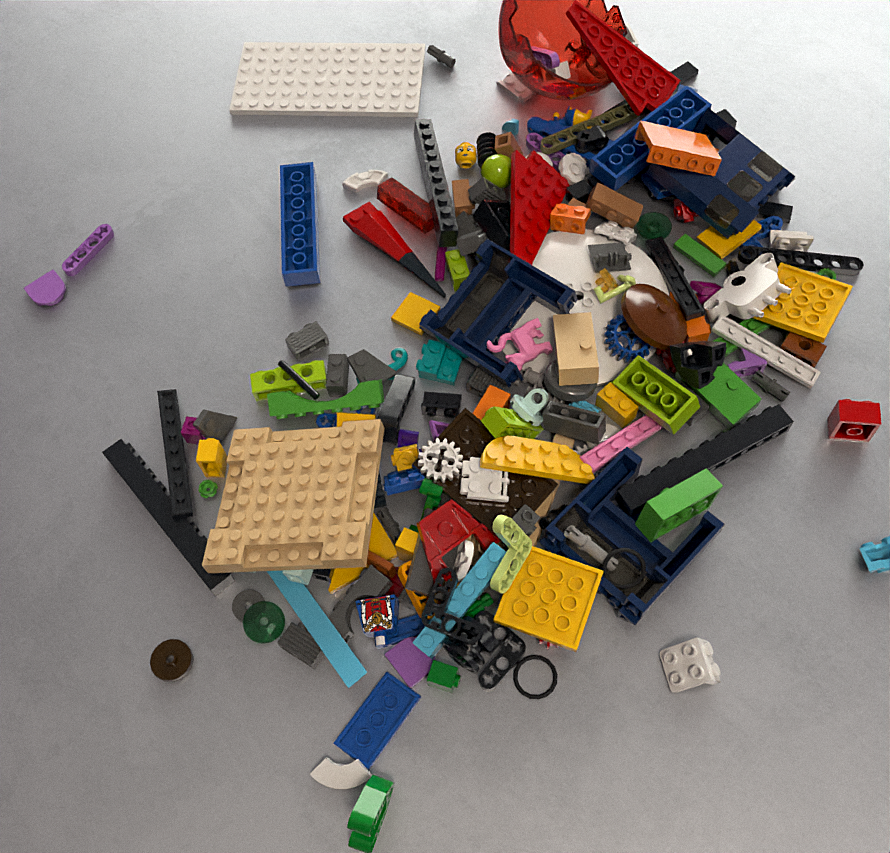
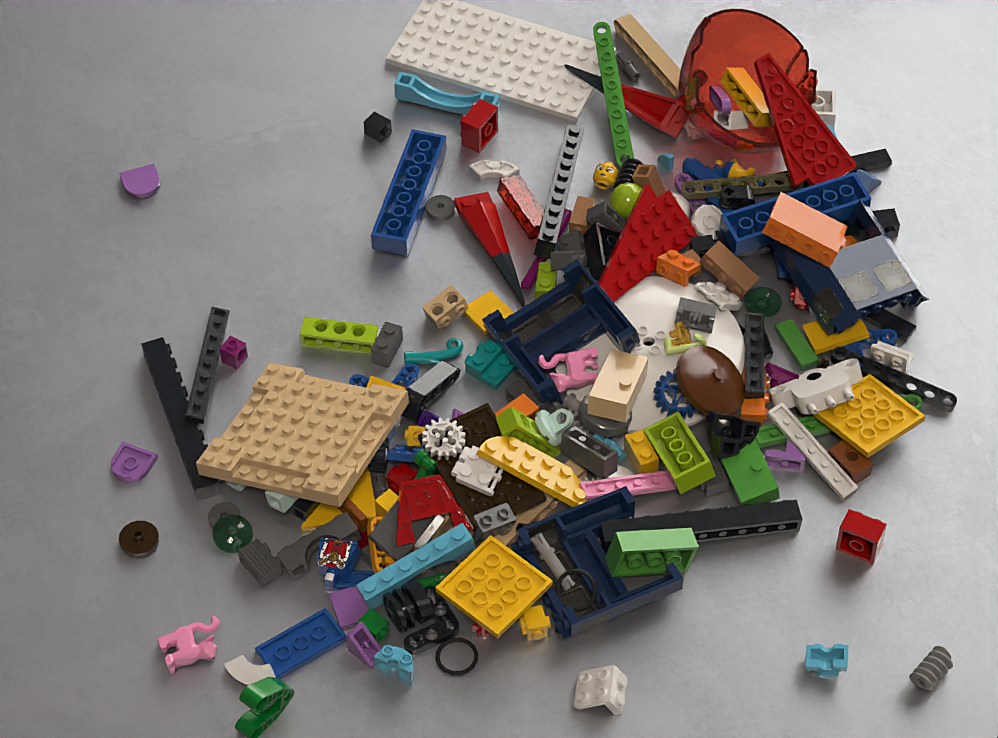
camera: 15 degrees right, 10 degrees down
(102, 235) = (176, 165): medium lavender beam -> none
(136, 579) = (132, 463): none -> medium lavender tile
(204, 485) = (225, 403): bright green plate -> none
(211, 458) = (239, 380): yellow brick -> none
(214, 424) = (253, 353): dark grey wing -> none
(247, 173) = (377, 127): none -> black brick
(263, 768) = (187, 650): none -> bright pink animal
(288, 402) = (403, 366): bright green arch -> none
(298, 379) = (347, 335): black bar -> none
(307, 341) = (371, 305): dark grey brick -> none
(320, 628) = (279, 548): medium azure sticker -> none
(328, 127) = (414, 90): none -> medium azure arch
(332, 235) = (440, 201): none -> dark grey piece
(337, 144) = (479, 125): none -> red brick
(369, 367) = (419, 348): dark grey wing -> none
(373, 320) = (443, 304): none -> tan brick
(407, 508) = (399, 474): none -> red brick
(440, 610) = (391, 563): black beam -> none
(441, 404) = (470, 399): black bracket -> none
(442, 82) = (613, 93): none -> bright green plate
(443, 702) = (362, 644): none -> medium lavender slope
(458, 40) = (649, 52): none -> tan beam
(483, 706) = (395, 660): none -> medium azure cylinder
(487, 86) = (655, 110): none -> red plate
(518, 551) = (479, 531): yellowish green beam -> none
(568, 49) = (747, 96): none -> yellow brick
(599, 617) = (534, 623): none -> yellow brick
(770, 385) = (802, 484): dark grey pin -> none

